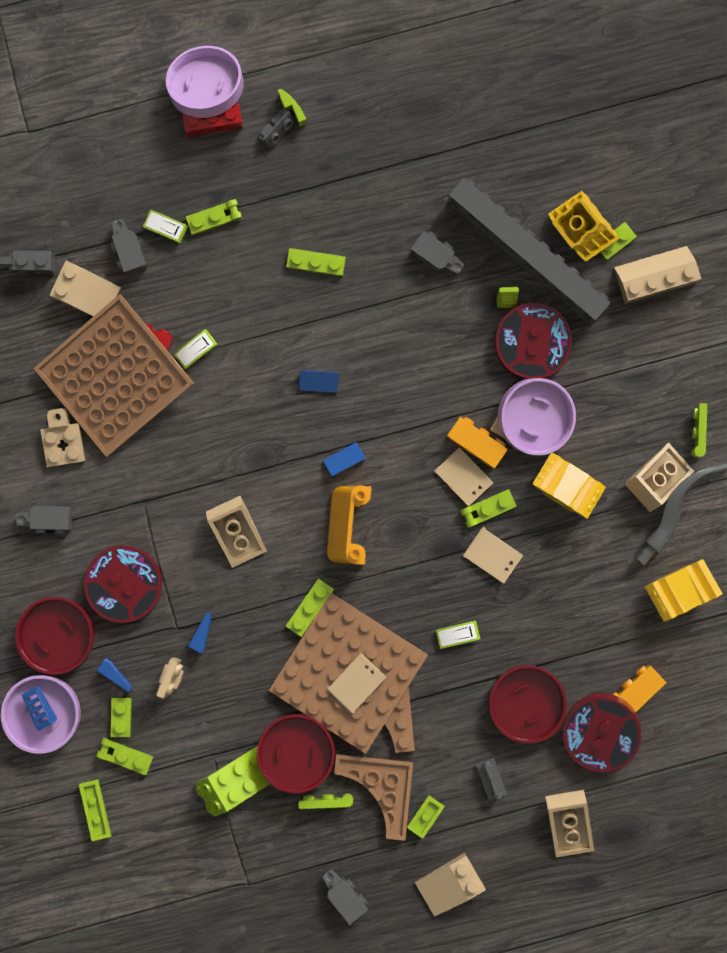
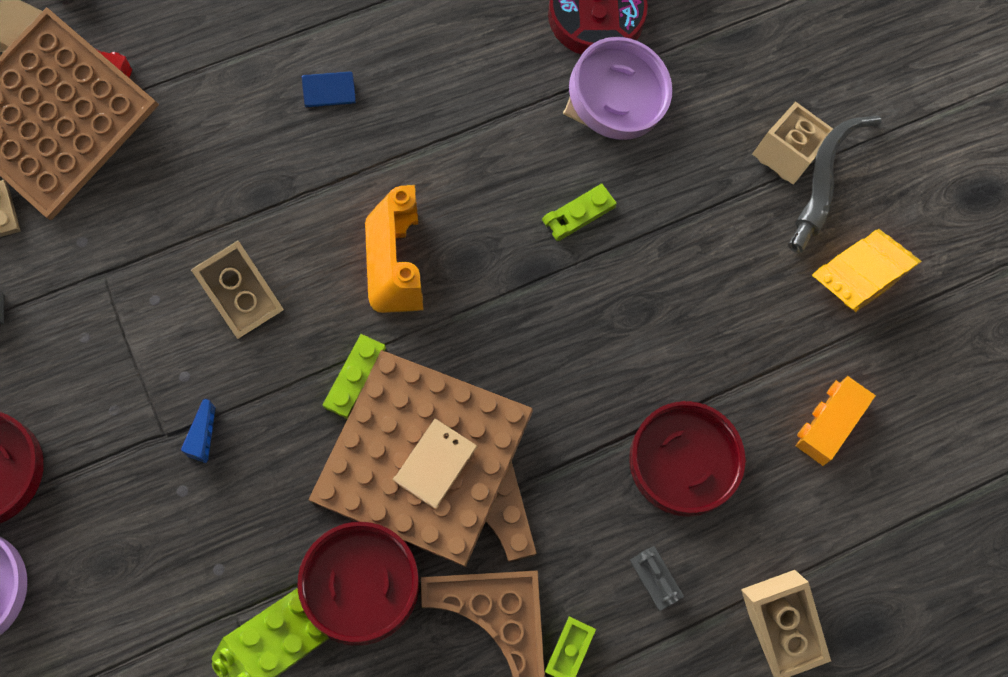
camera: 10 degrees left, 15 degrees down
(111, 672) = (68, 508): blue slope -> none
(121, 717) = (90, 576): lime plate -> none
(123, 584) = (80, 382): brick -> none
(125, 756) = (100, 635): lime plate -> none
(170, 677) = (154, 495): tan plate -> none
(195, 349) = (160, 71): white slope -> none
(326, 801) = (417, 651): lime plate -> none
(344, 459) = (376, 180): blue slope -> none
(458, 634) = (569, 379): white slope -> none
(463, 476) = (539, 178): tan container -> none
(477, 442) = (548, 132): light orange brick -> none
(493, 555) = (597, 270): tan container -> none
(568, 486) = (680, 164): yellow slope -> none
(602, 732) = (803, 480): brick -> none
(699, 430) = (832, 79): lime plate -> none

